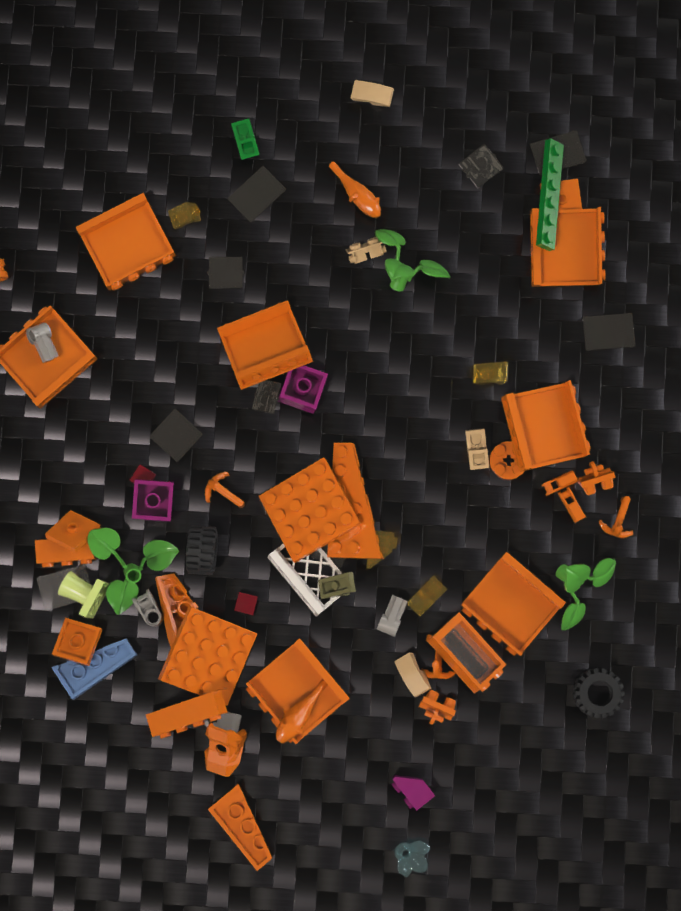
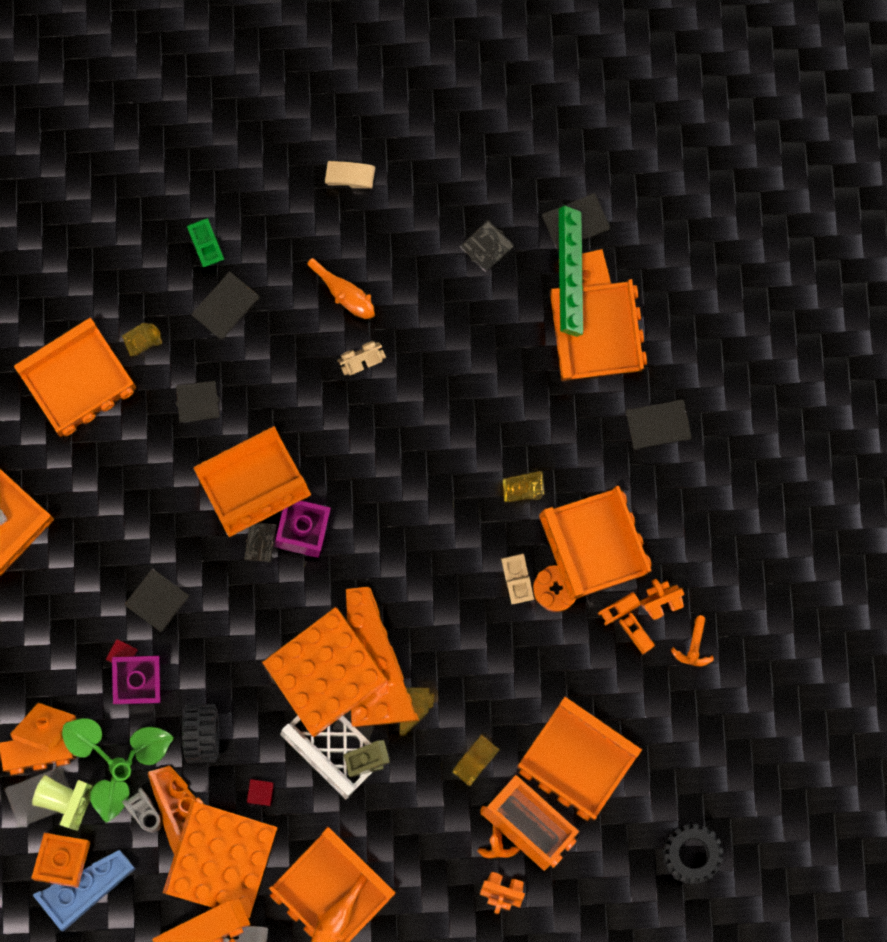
camera: 10 degrees left, 5 degrees down
(215, 485) = (207, 653): orange piece -> none
(390, 620) = (435, 793): light grey piece -> none
(399, 272) = (406, 380): bright green plant -> none
(411, 674) = (468, 857): tan slope -> none
(573, 578) = (647, 716): bright green plant -> none

